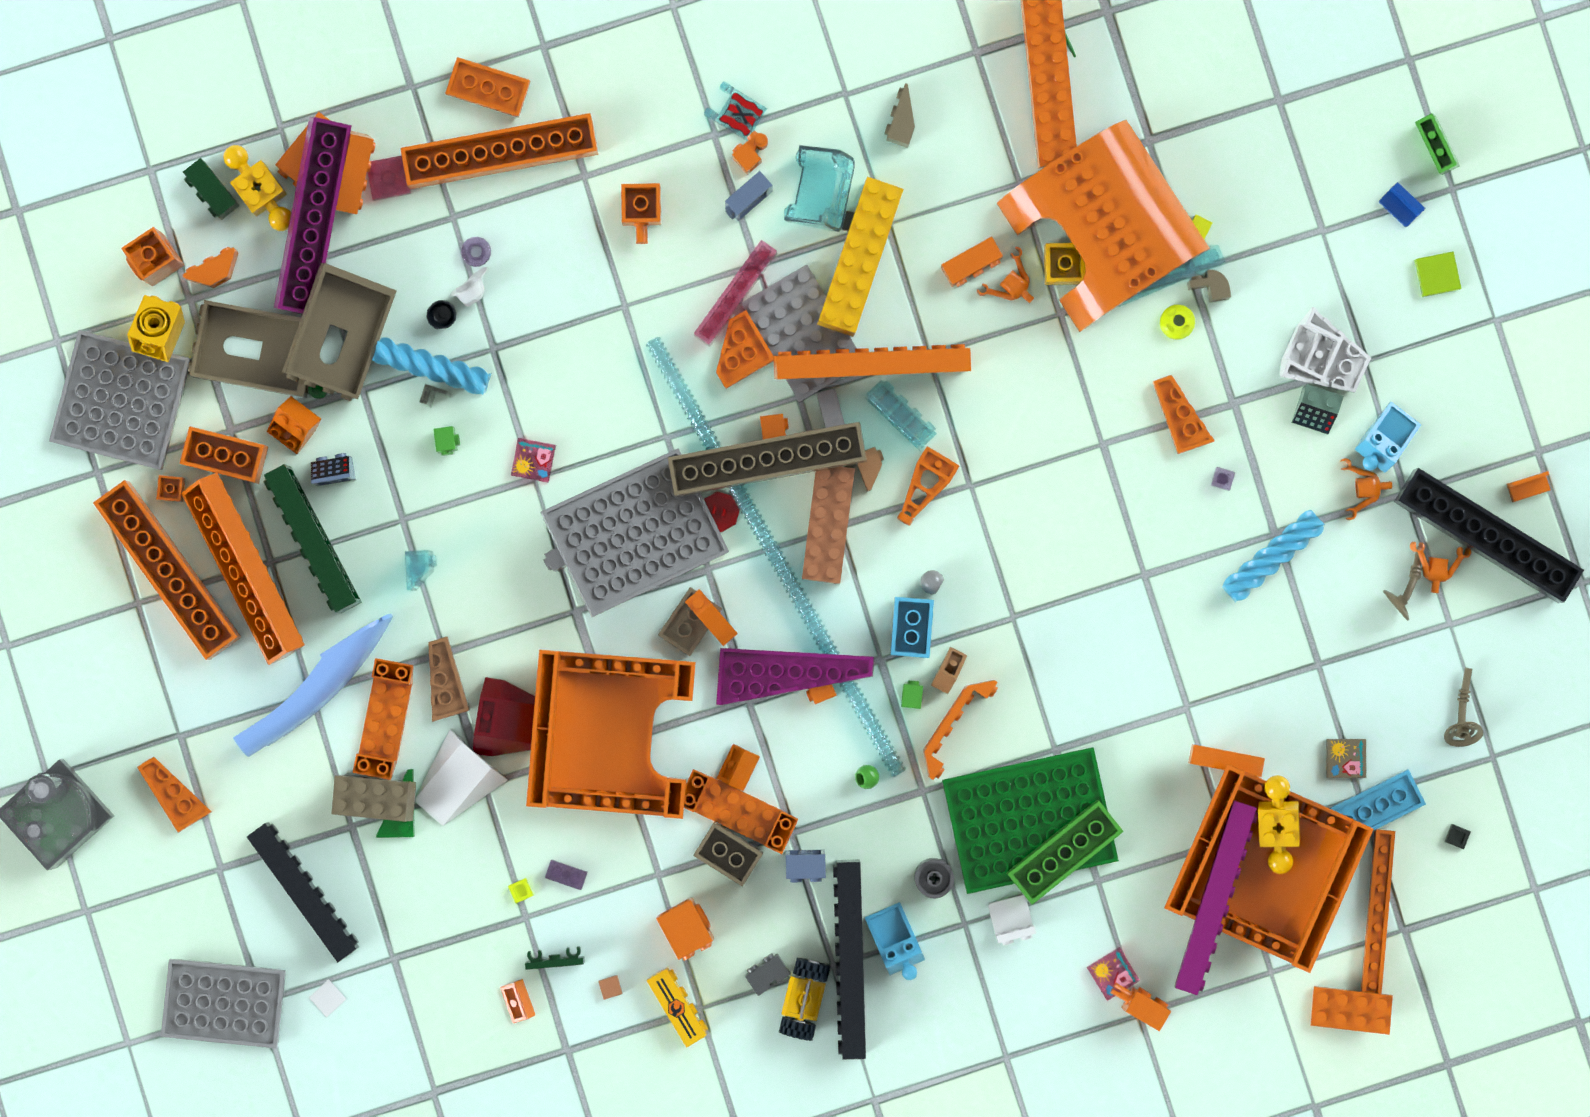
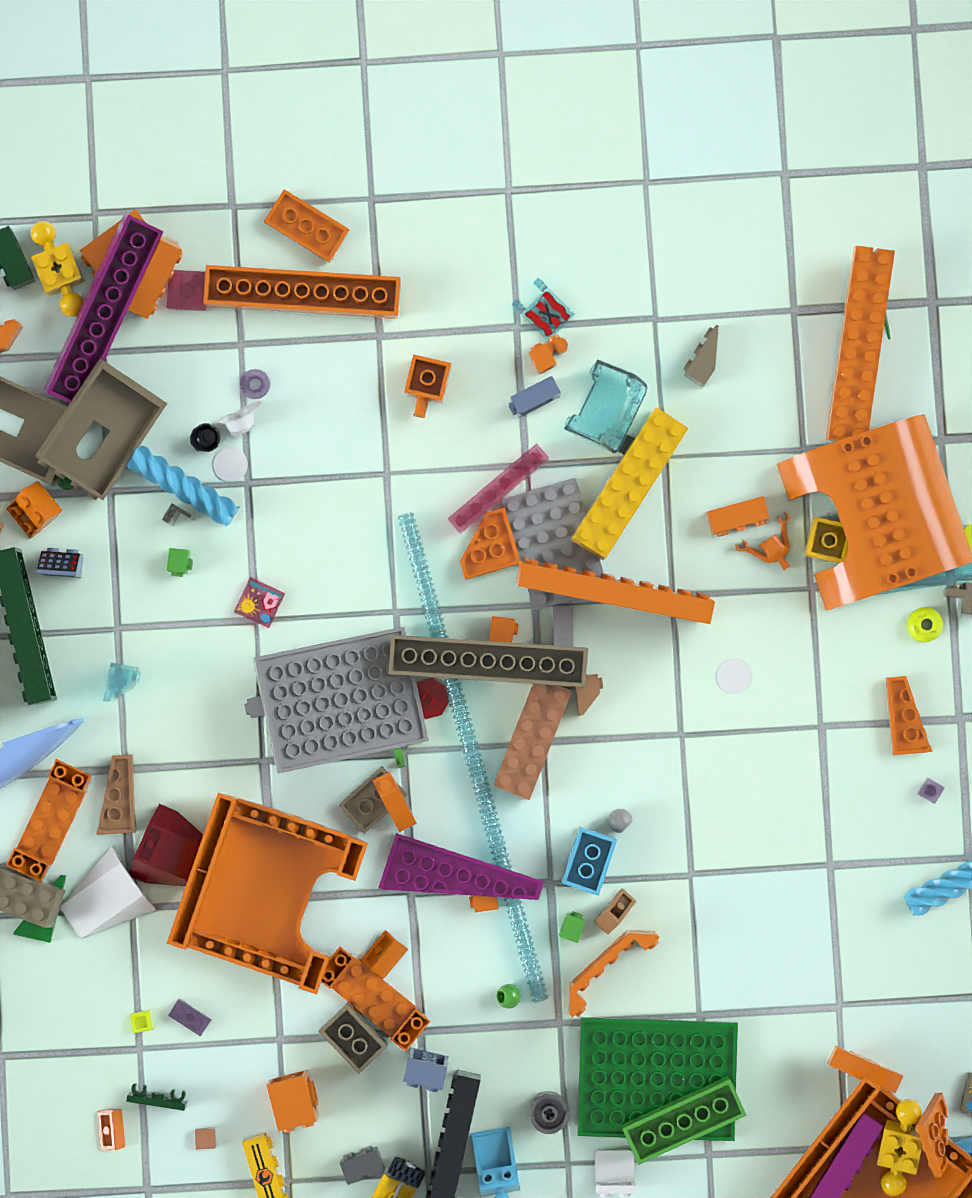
camera: 15 degrees right, 0 degrees up
(472, 335) = (230, 464): none -> white sticker
(705, 575) = (399, 757): none -> bright green tile
(900, 415) = (630, 649): clear light blue slope -> none
(937, 464) = (654, 706): orange plate -> none
(1006, 417) = (733, 676): none -> white sticker
(1305, 802) = (933, 1134): none -> orange plate

